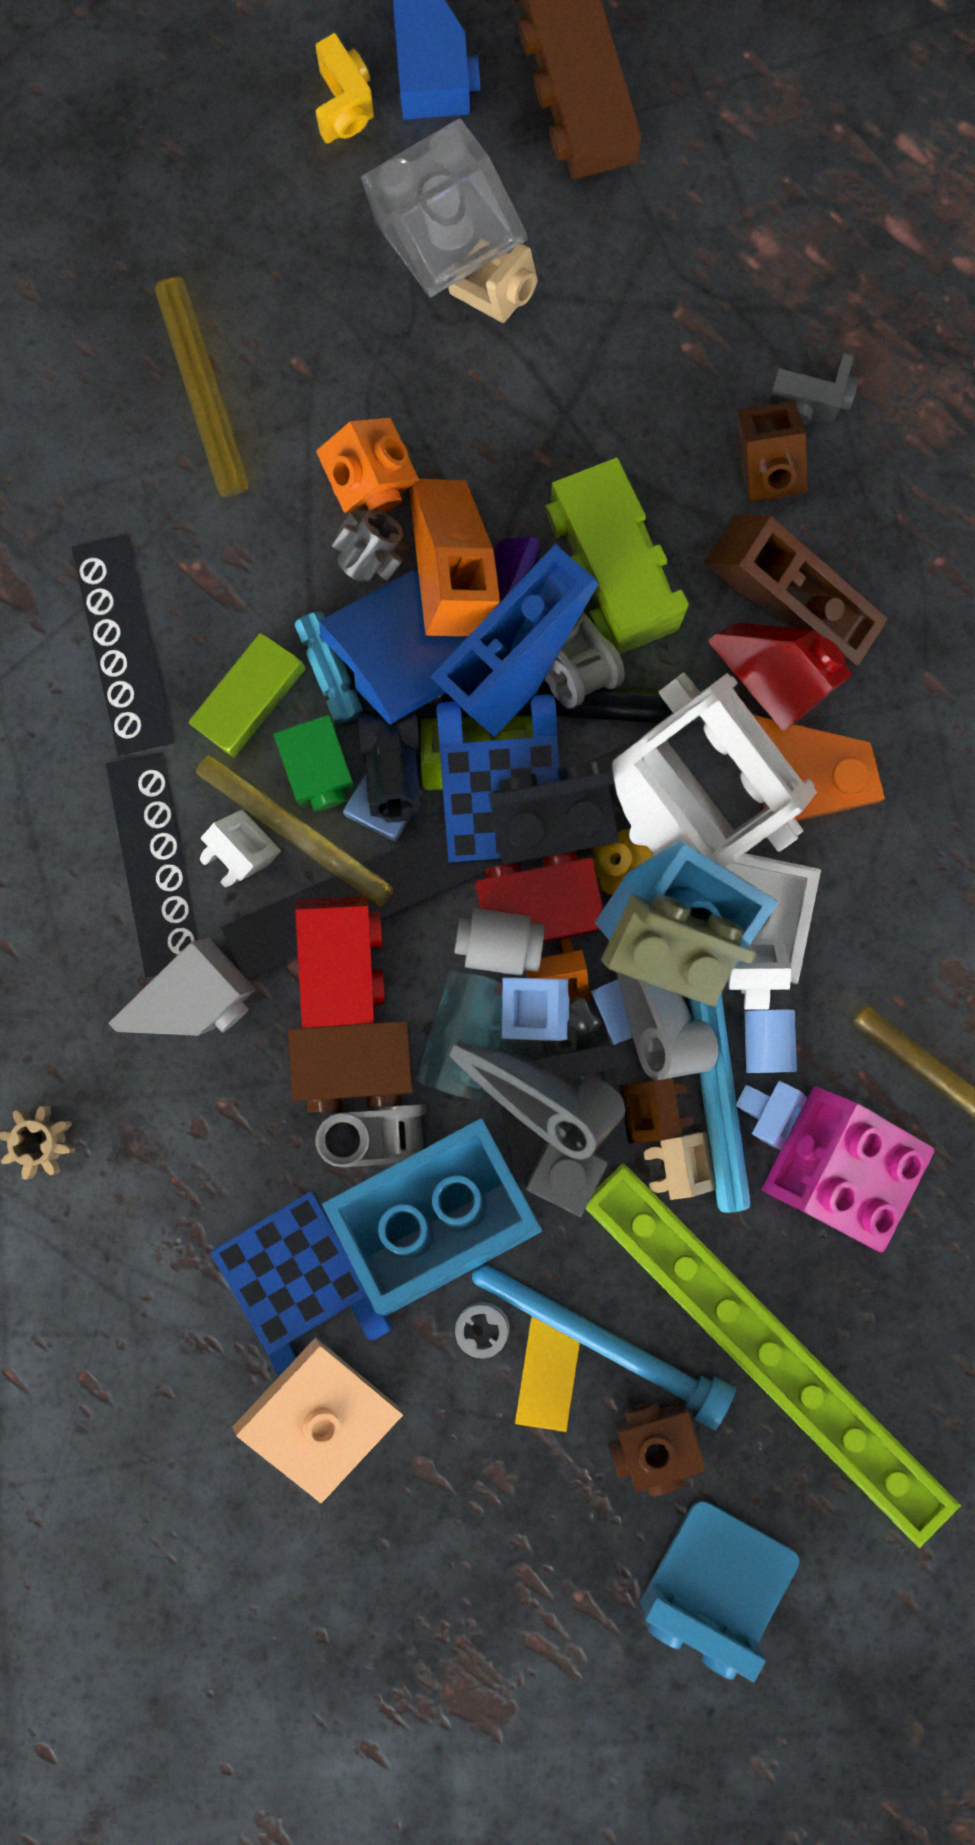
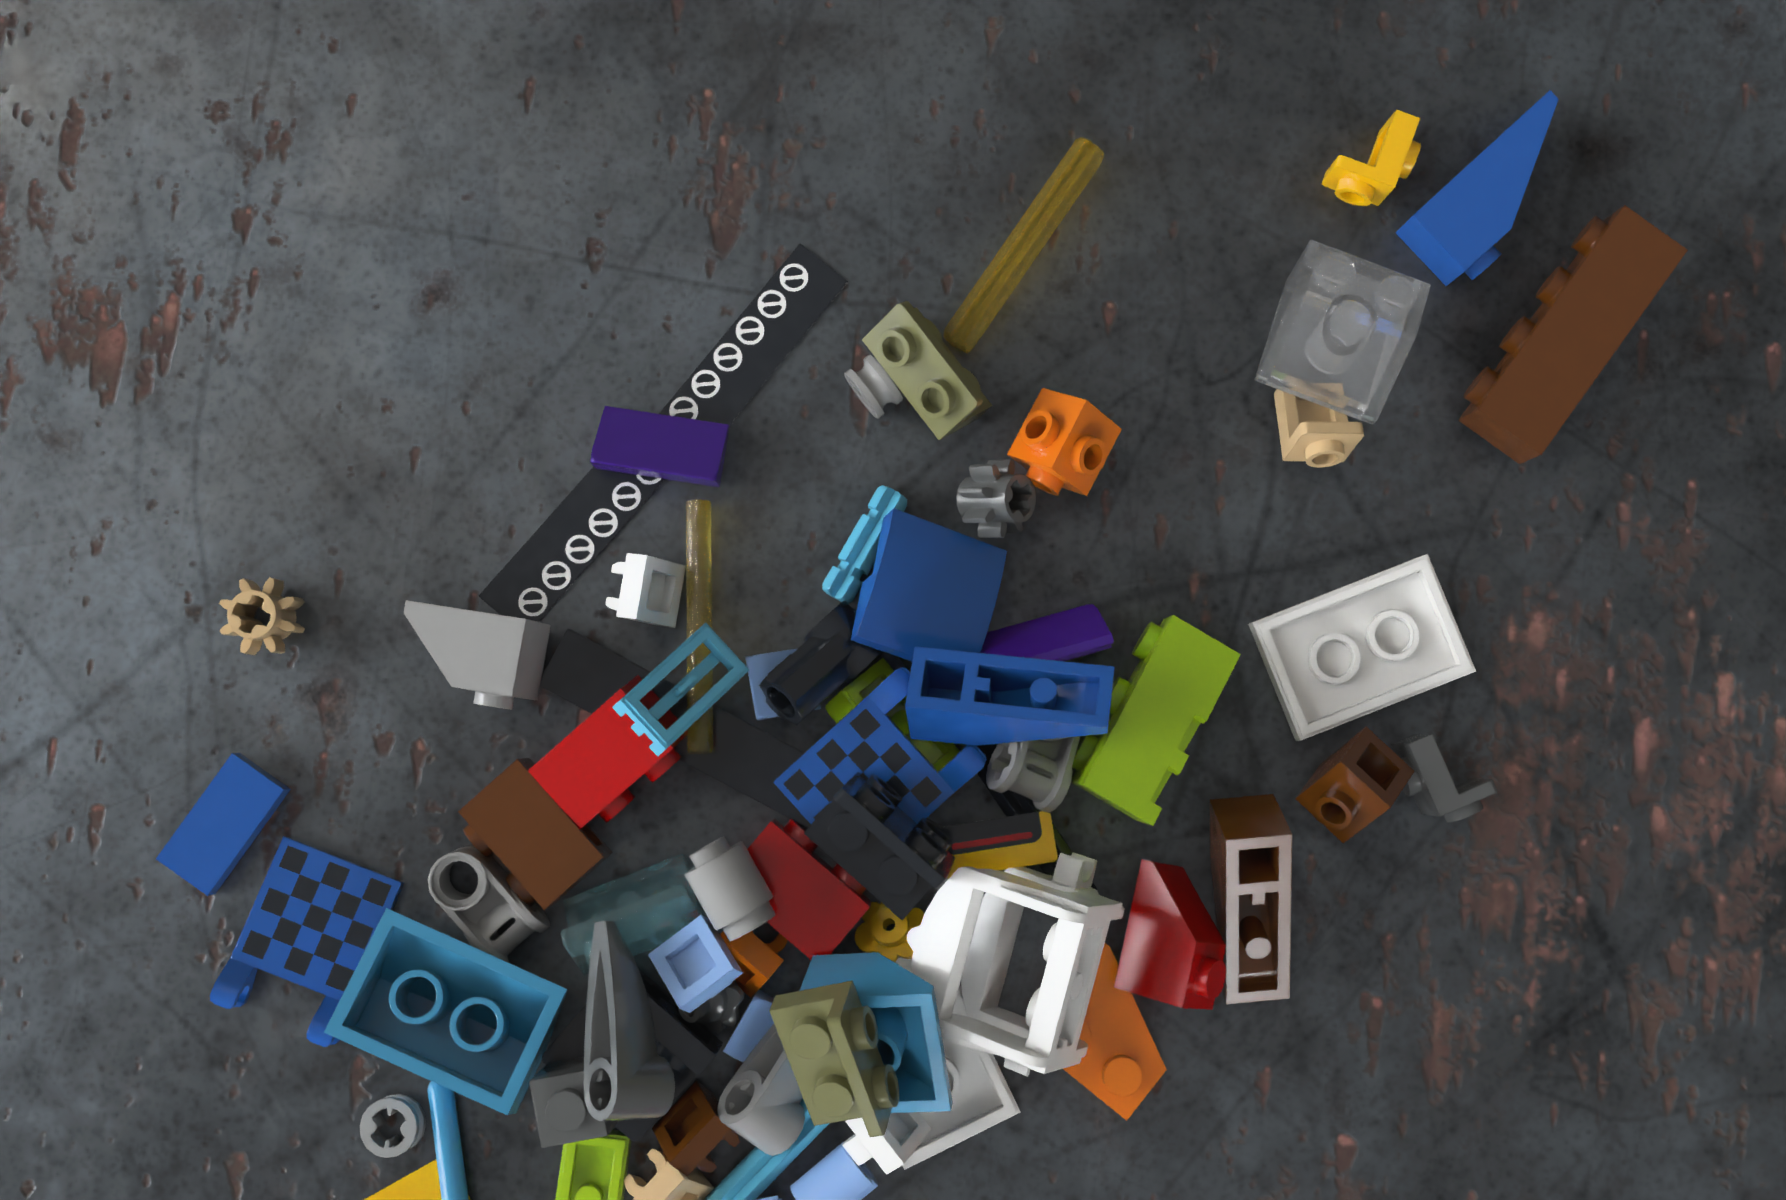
camera: 45 degrees right, 0 degrees up
(141, 759) = (660, 446): none -> dark purple slope
(166, 1288) = (223, 824): none -> blue tile
(219, 572) = (873, 386): none -> light grey bush
(237, 521) = (926, 370): none -> olive bracket
(247, 695) = (786, 492): lime slope -> none
(315, 764) = (770, 599): green brick -> none
(317, 1420) = (203, 1046): light nougat plate -> none
(332, 904) = (647, 720): none -> medium azure tile
(452, 558) = (1040, 579): orange slope -> none
(621, 726) = (1003, 842): none -> sticker
(680, 374) = (1361, 647): none -> white tile

